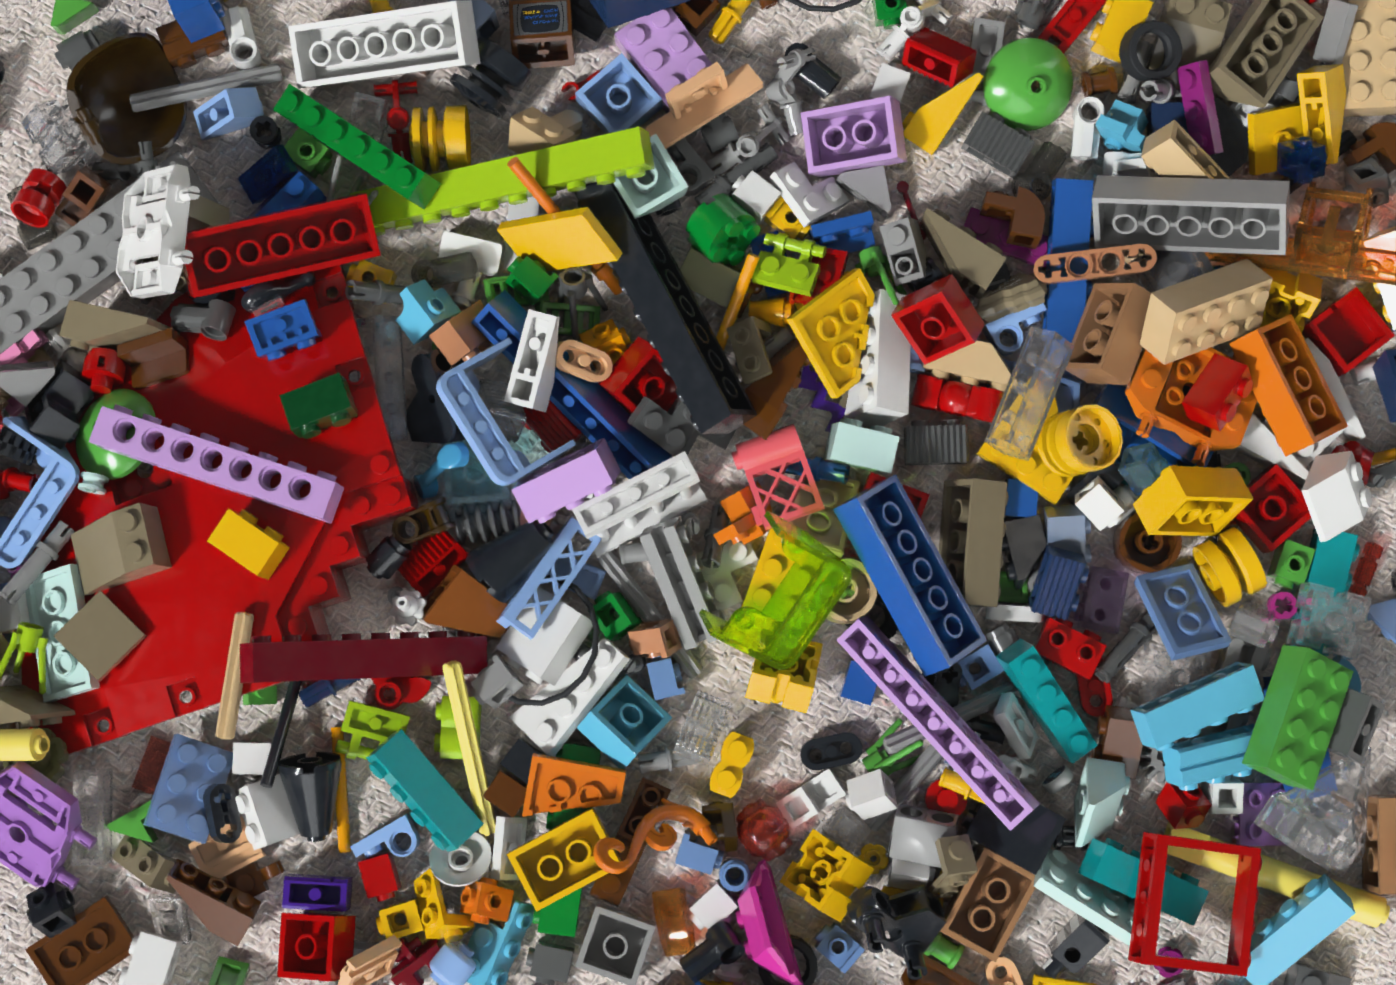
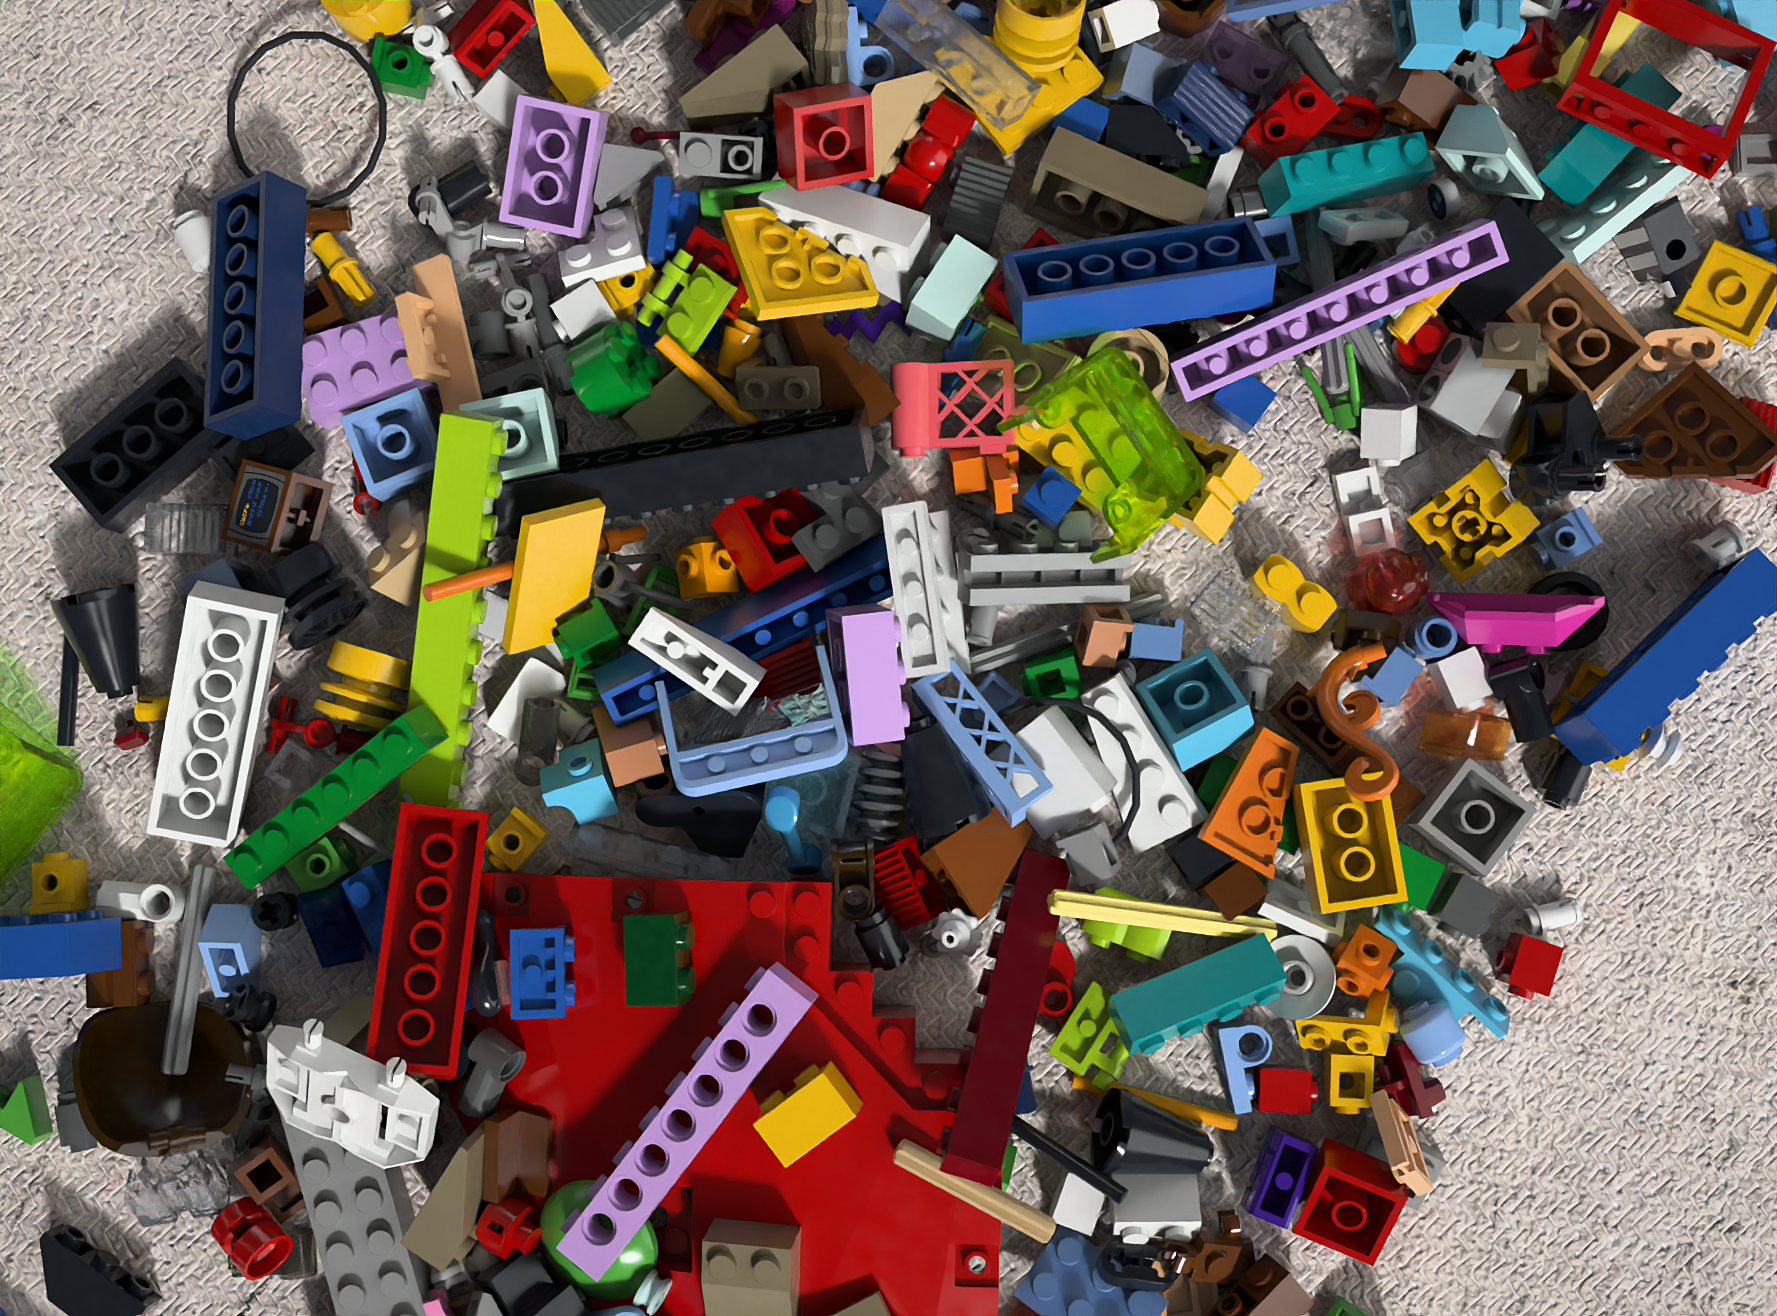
camera: 60 degrees left, 0 degrees up
(193, 138) = (249, 1007): none -> black wheel
(242, 859) = (1206, 1260): none -> reddish brown plate
(374, 291) = (533, 838): dark grey pin -> none
(580, 359) = (713, 603): light nougat plate -> none
(738, 568) = (1050, 497): none -> blue brick
(830, 751) = (1314, 467): black plate -> none
(874, 850) = (1457, 452): yellow plate -> none
(945, 950) = (1614, 407): bright green bush -> none

